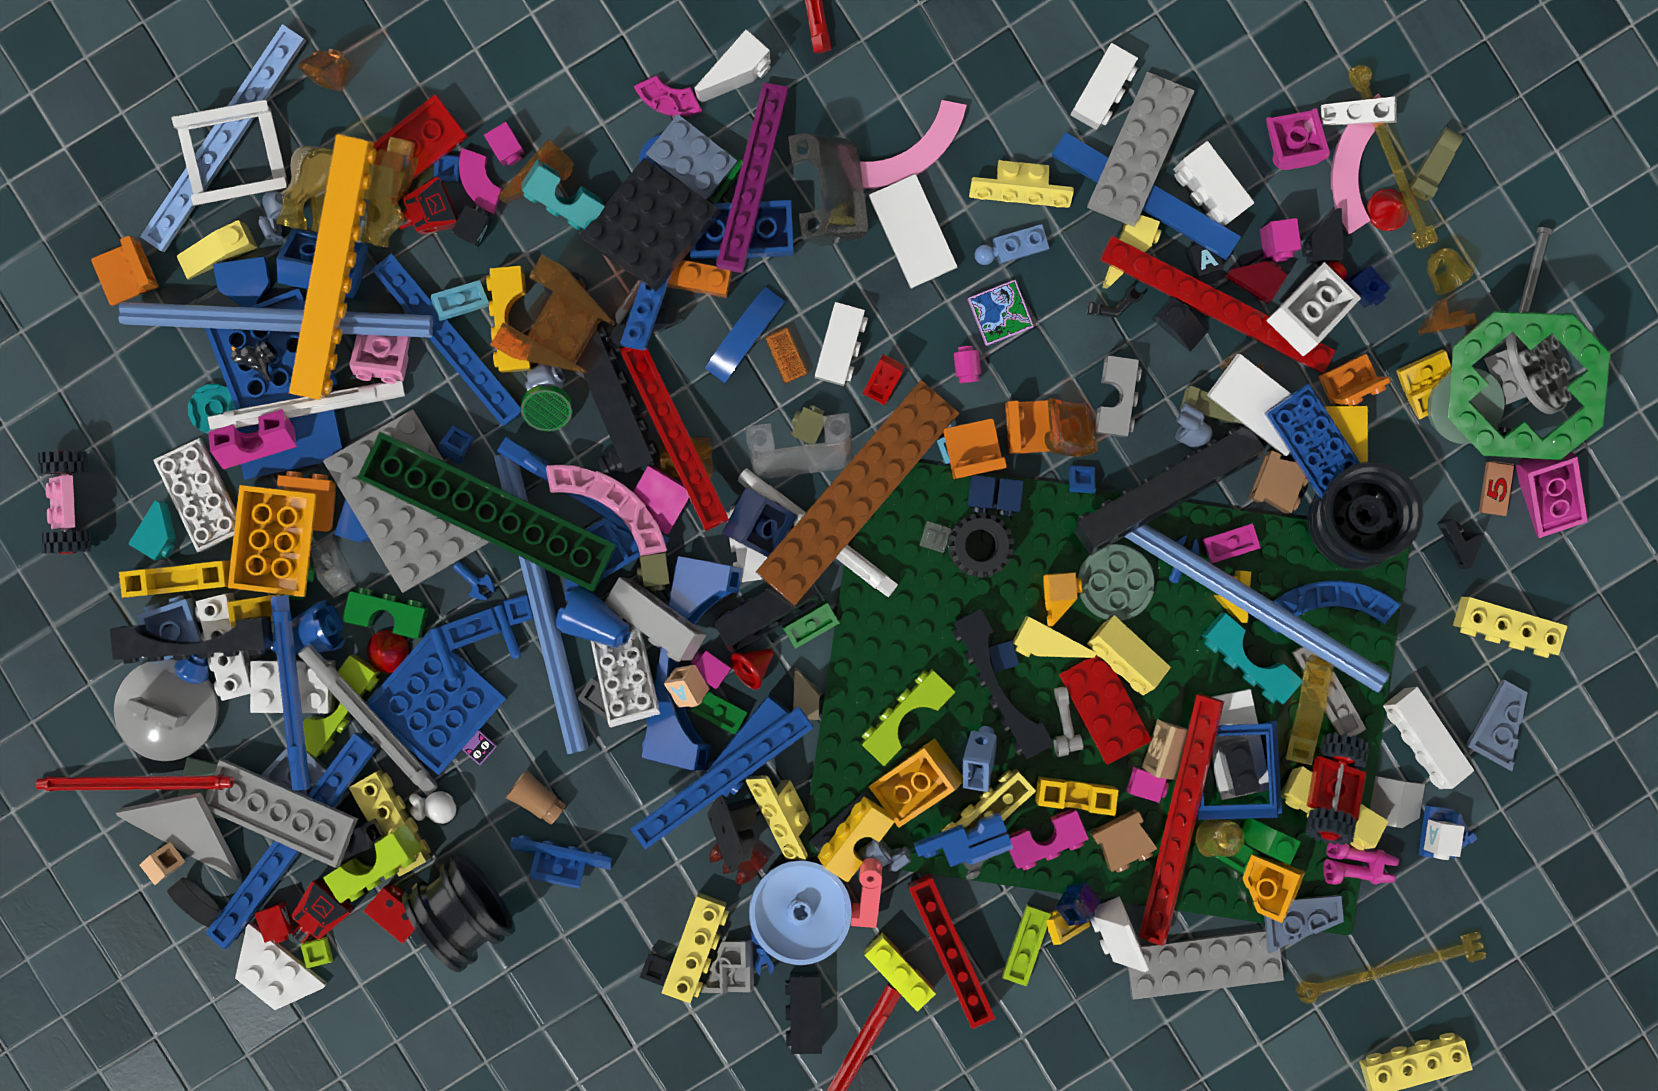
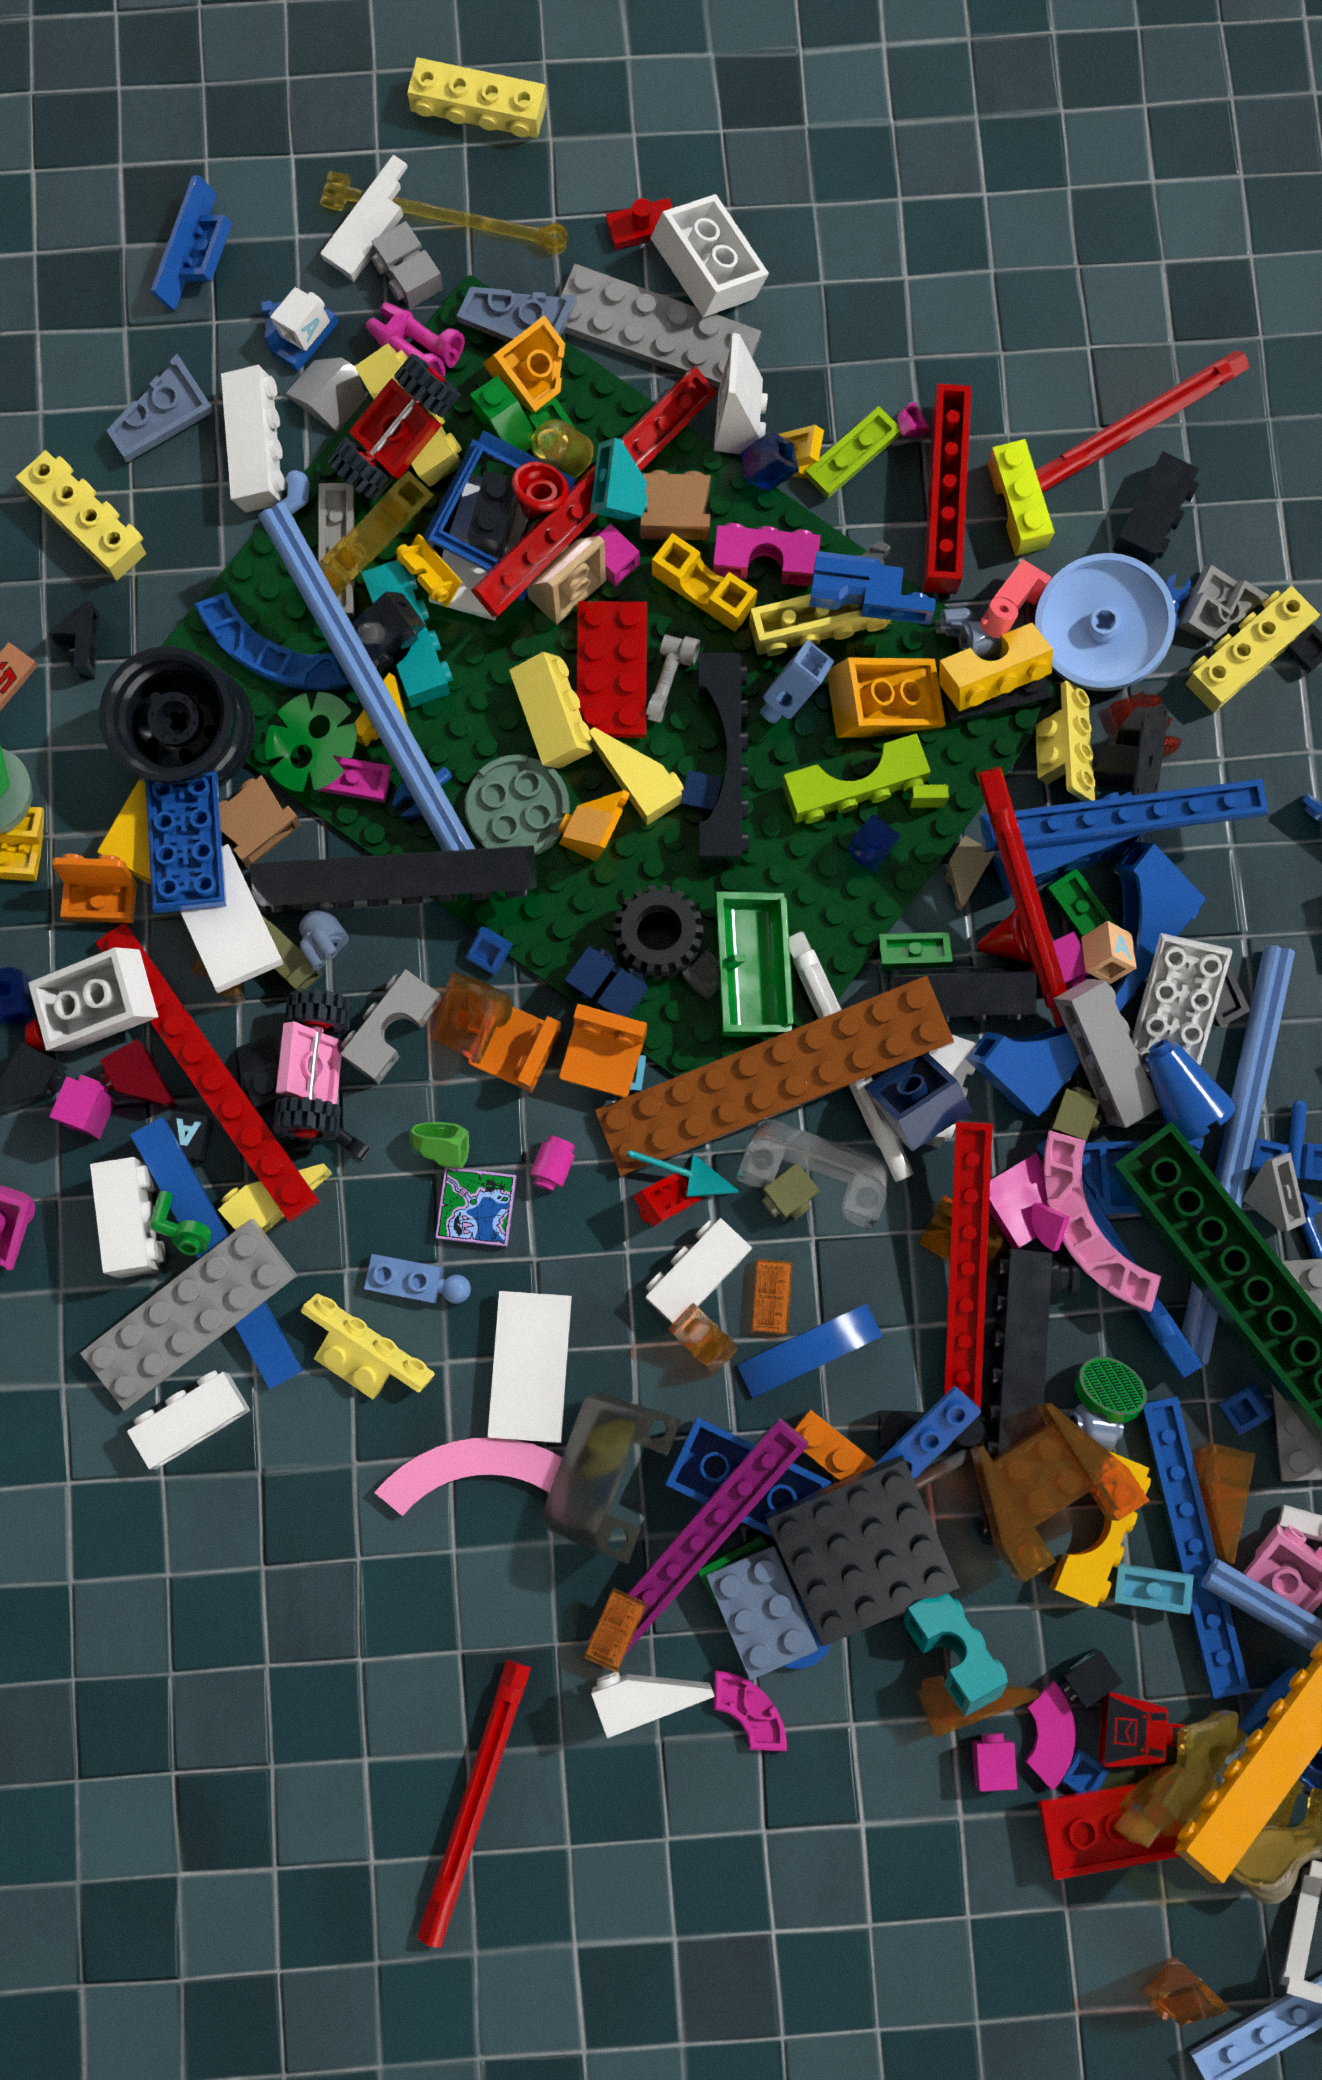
camera: 160 degrees left, 10 degrees down
(447, 387) = (1224, 1486): none -> clear orange slope
(502, 586) = (1277, 1193): none -> light grey slope
(636, 489) = (1049, 1225): none -> dark pink tile
(764, 695) = (1023, 887): none -> red piece
(775, 99) = (615, 1630): none -> clear orange tile
(814, 304) = (703, 1339): none -> clear orange slope
(854, 730) = (928, 796): none -> lime tile
(869, 406) = (701, 1178): none -> teal piece
(874, 678) = (873, 843): none -> clear blue brick
(909, 557) = (754, 964): none -> green container
(999, 988) = (912, 421): none -> dark pink tile
(1044, 340) = (441, 1143): none -> bright green rock
(1152, 342) = (311, 1065): none -> plate
(1168, 192) = (187, 1235): none -> green plate
(1169, 829) = (618, 483): none -> teal slope
(1196, 1031) = (709, 255): none -> white brick
(1218, 797) = (539, 488): none -> red hat
(1251, 702) = (431, 570): none -> yellow hinge
(1254, 559) = (338, 741): none -> green piece
(1254, 1035) = (636, 223): none -> red tile
(1264, 650) = (387, 627): none -> black piece
(1376, 716) = (297, 491): none -> medium blue arm
(1395, 917) = (410, 272): none -> light grey piece
(1438, 933) = (372, 216): none -> white piece
(1546, 855) = (193, 244): none -> blue bracket

